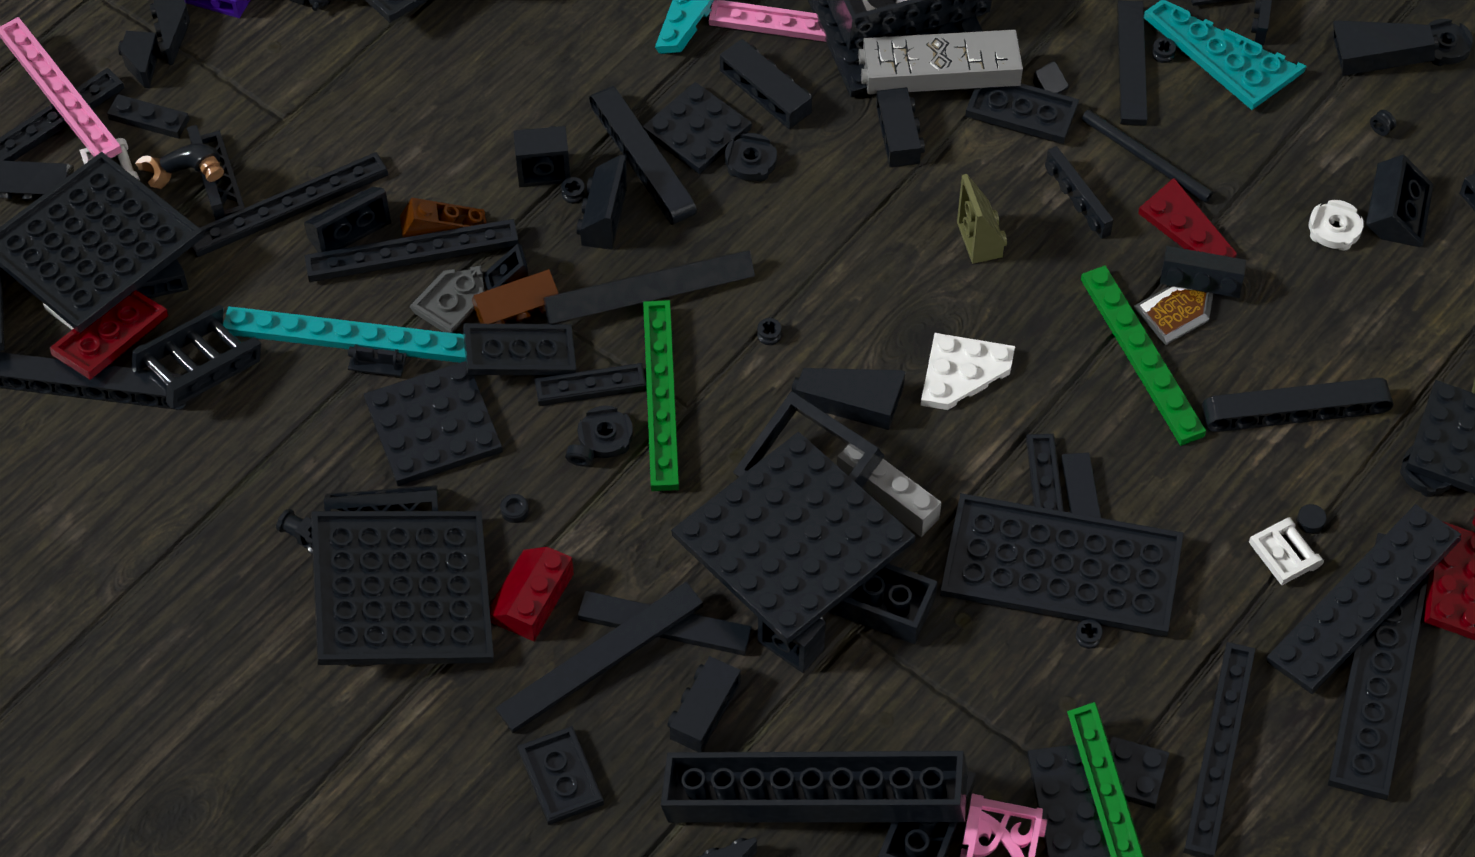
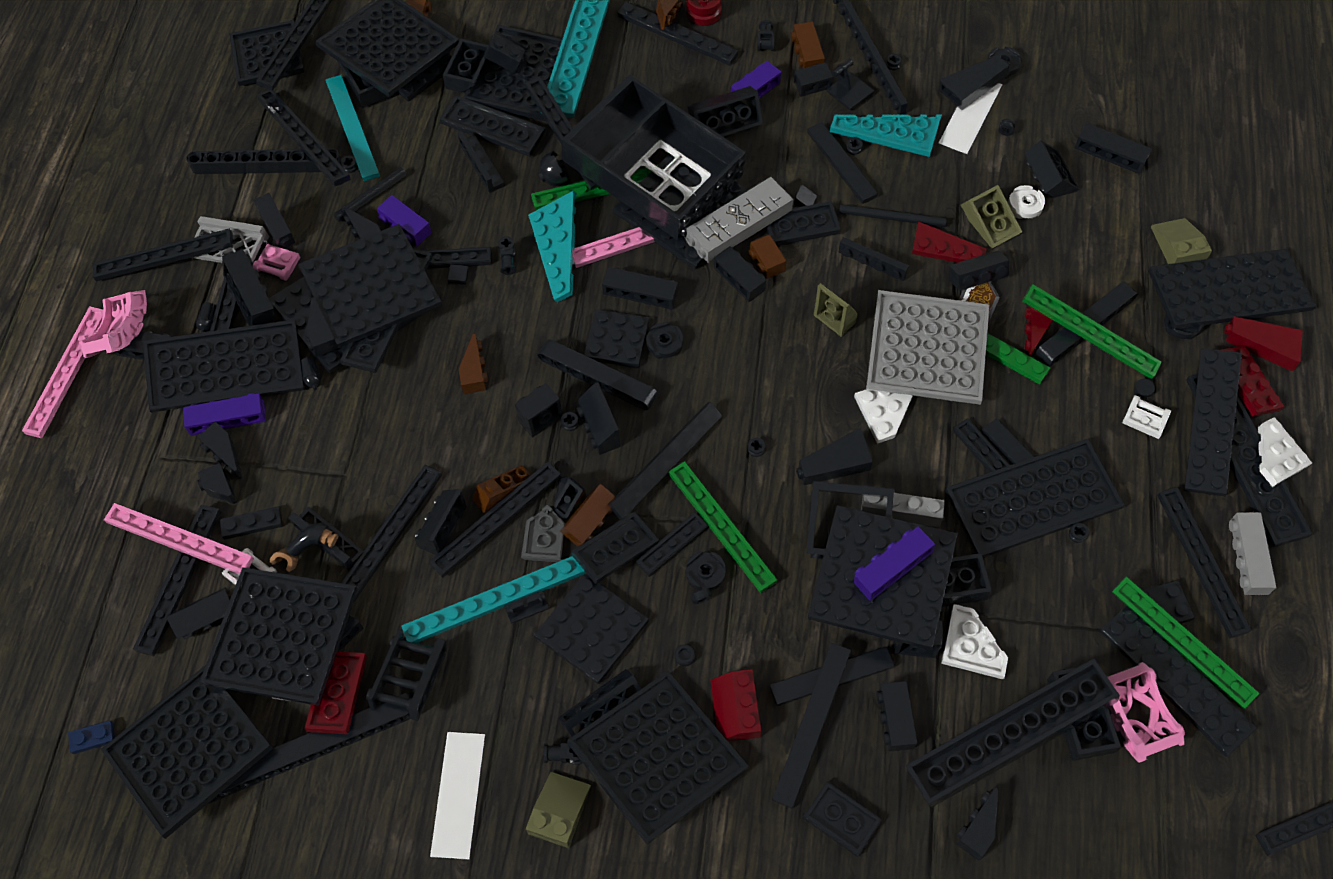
camera: 30 degrees left, 5 degrees up
(164, 513) = (457, 795): none -> white sticker
(255, 585) = (558, 810): none -> olive slope
(501, 76) = (470, 370): none -> reddish brown slope
(808, 522) = (893, 563): none -> dark purple brick
(855, 680) = (972, 645): none -> white plate
(948, 124) = (767, 256): none -> reddish brown brick
(1063, 324) = (928, 347): none -> light grey plate
(1235, 372) = (1036, 328): none -> dark red slope
(1273, 218) = (992, 216): none -> olive slope
(1286, 412) = (1091, 331): none -> green plate
(1290, 774) = (1252, 554): none -> light grey brick
(1339, 93) = (967, 122): none -> white sticker
(1423, 683) = (1279, 453): none -> white plate

